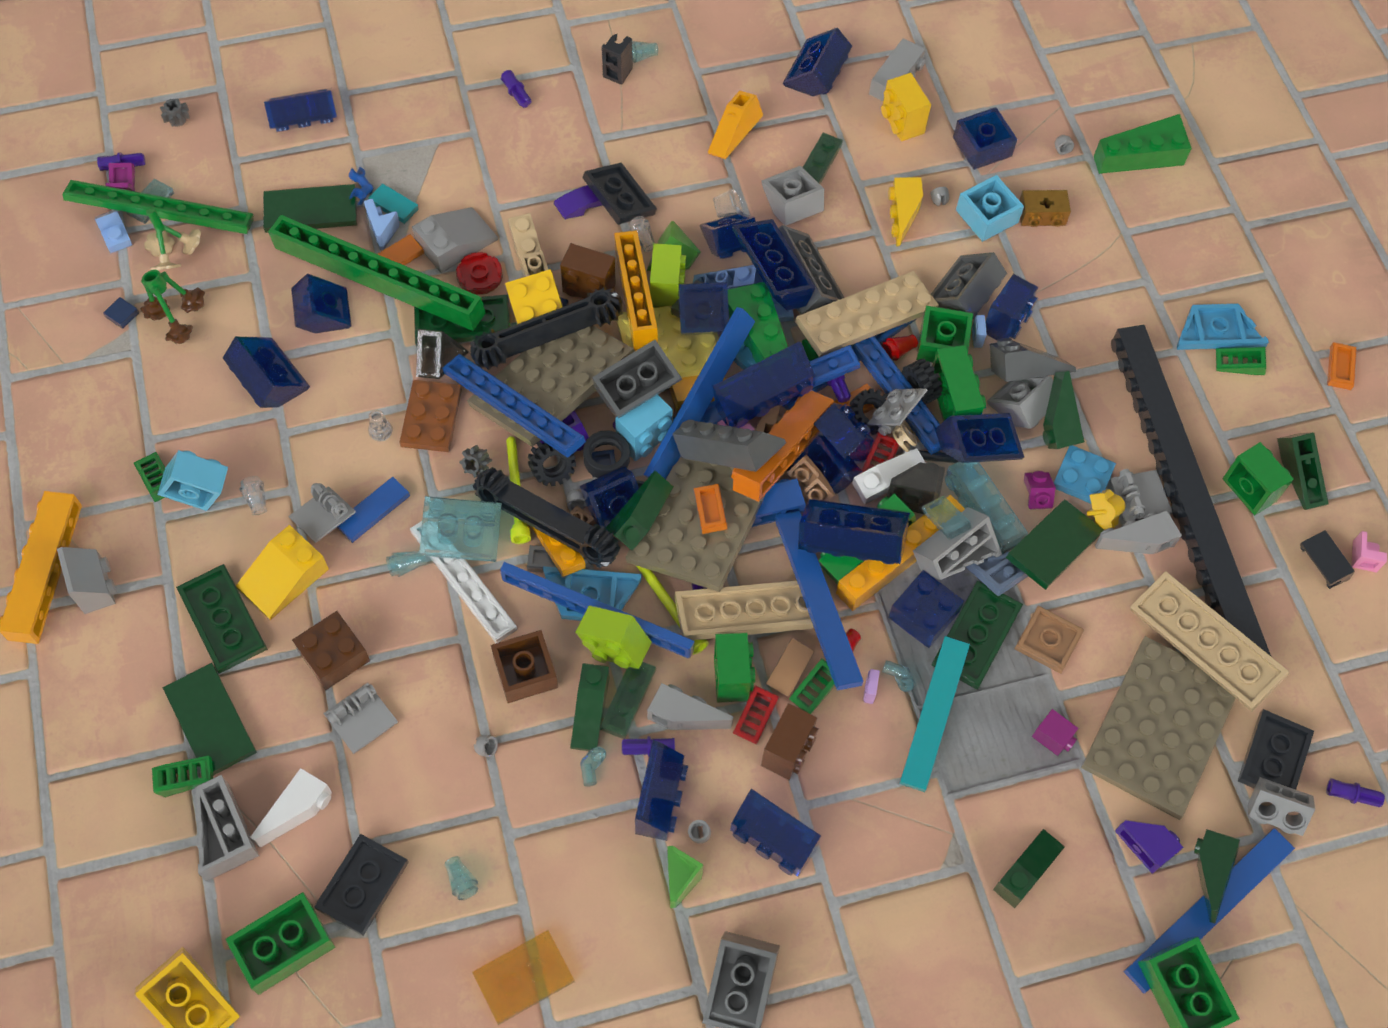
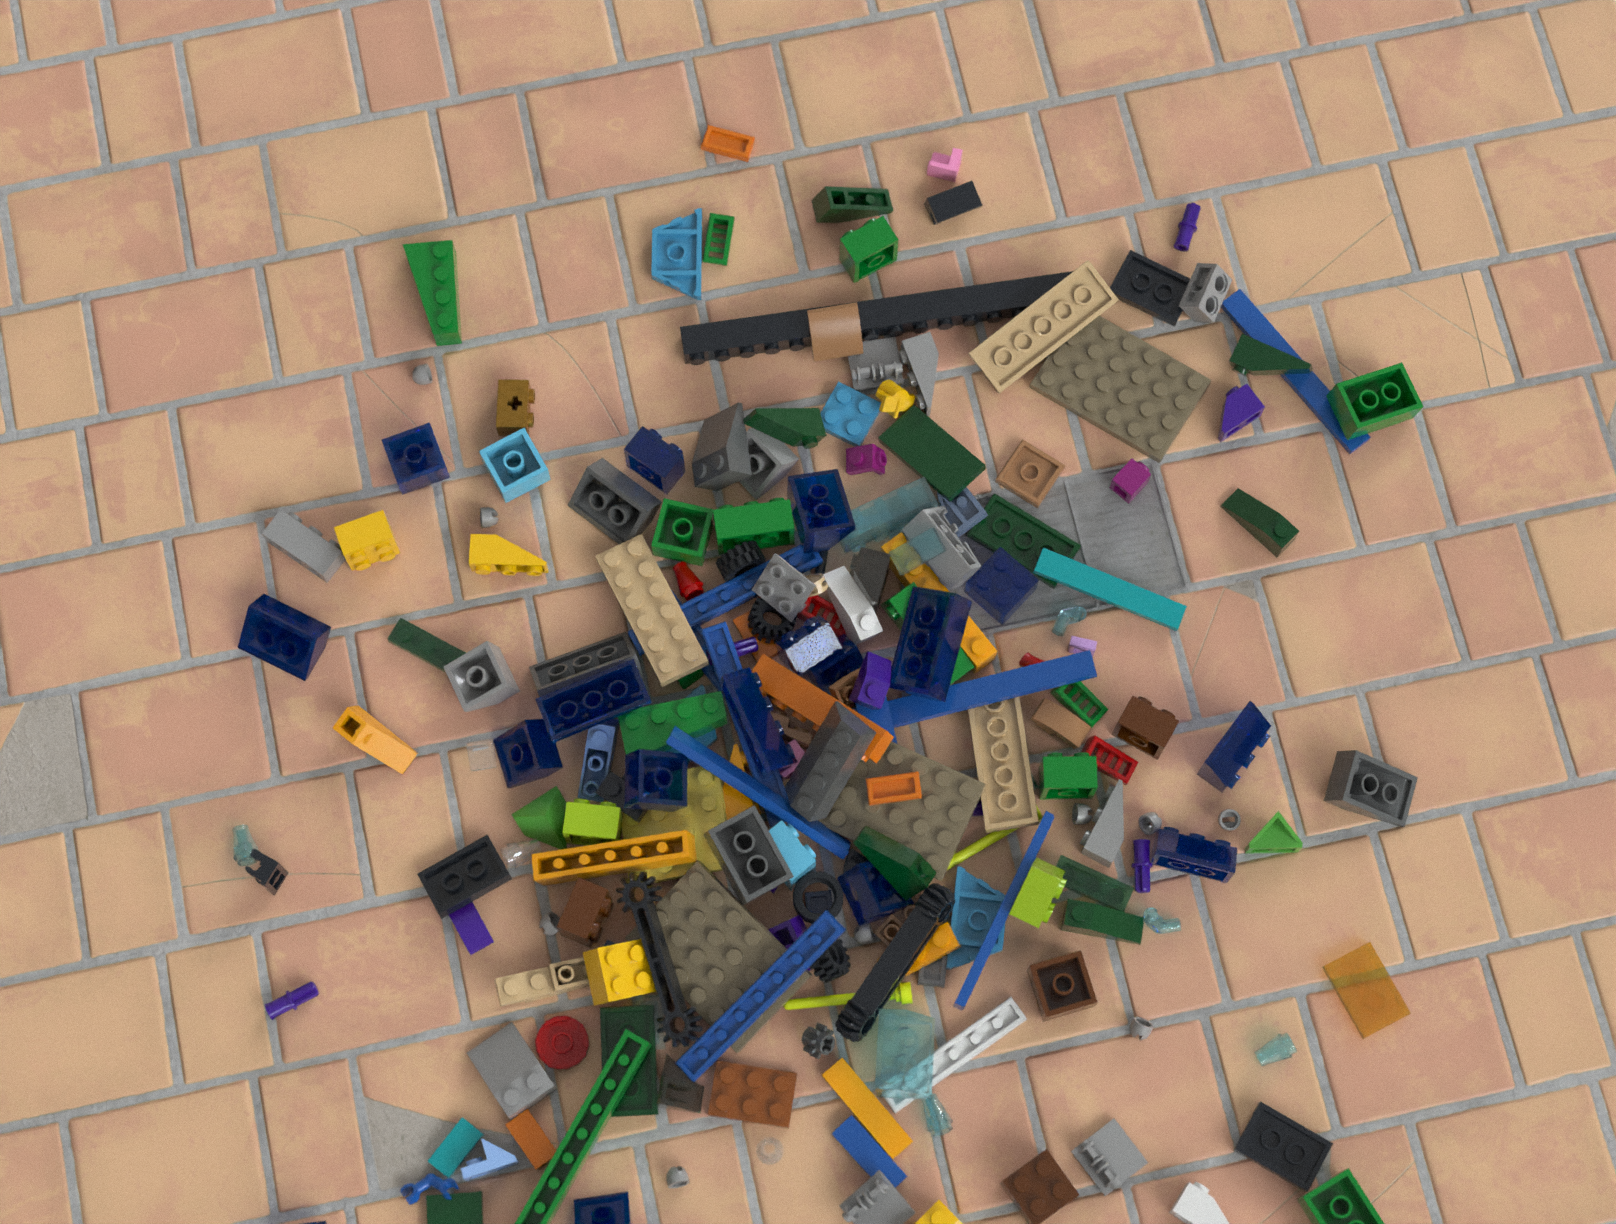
camera: 85 degrees left, 10 degrees up
(358, 359) = (677, 1177): none -> light grey hinge
(411, 508) = (867, 1108): none -> light orange tile
(694, 755) = (1144, 821): none -> light grey hinge
(699, 687) = (1080, 814): none -> light grey hinge
(812, 483) = (872, 682): none -> dark purple slope
(979, 331) = (676, 494): light blue tile -> none
(1164, 450) = (835, 331): none -> medium nougat slope

